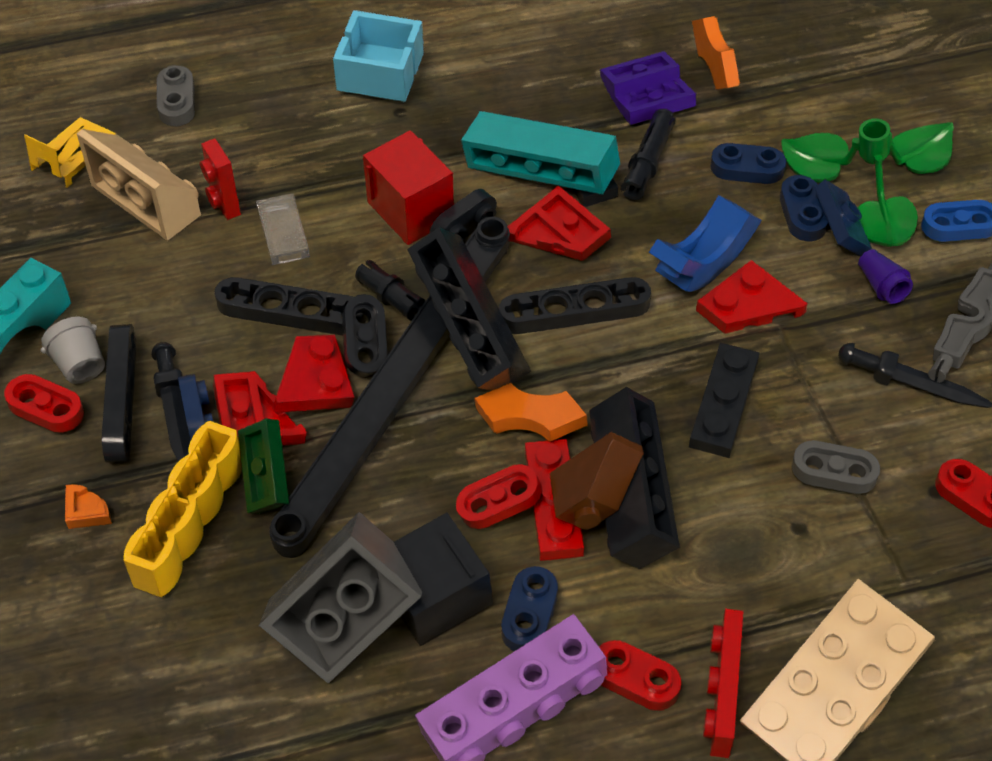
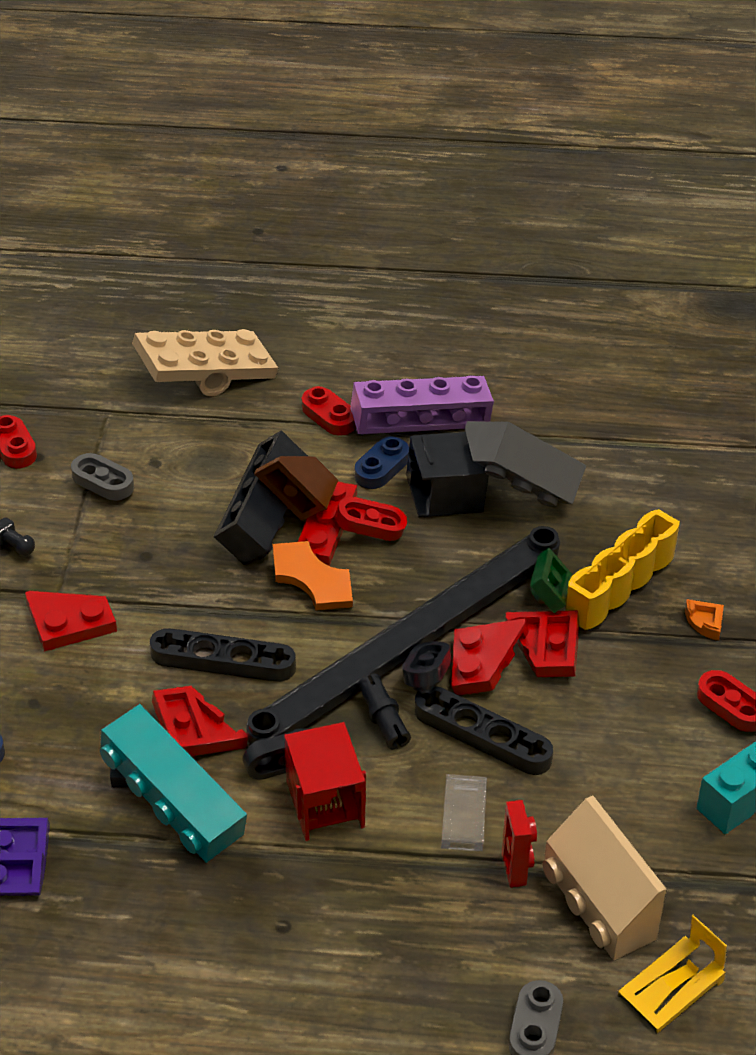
camera: 160 degrees left, 10 degrees down
(74, 349) = (698, 733): light grey piece -> none
(119, 393) = (661, 690): black beam -> none
(168, 389) = (614, 687): black sword -> none
(194, 396) = (595, 662): dark blue plate -> none
(378, 55) = (289, 964): medium azure piece -> none
(468, 310) = (330, 633): black brick -> none
(644, 163) = (24, 802): black pin -> none
(709, 248) = (83, 655): blue arch -> none
(723, 683) = (274, 382): red plate -> none
(724, 400) = (146, 551): black plate -> none

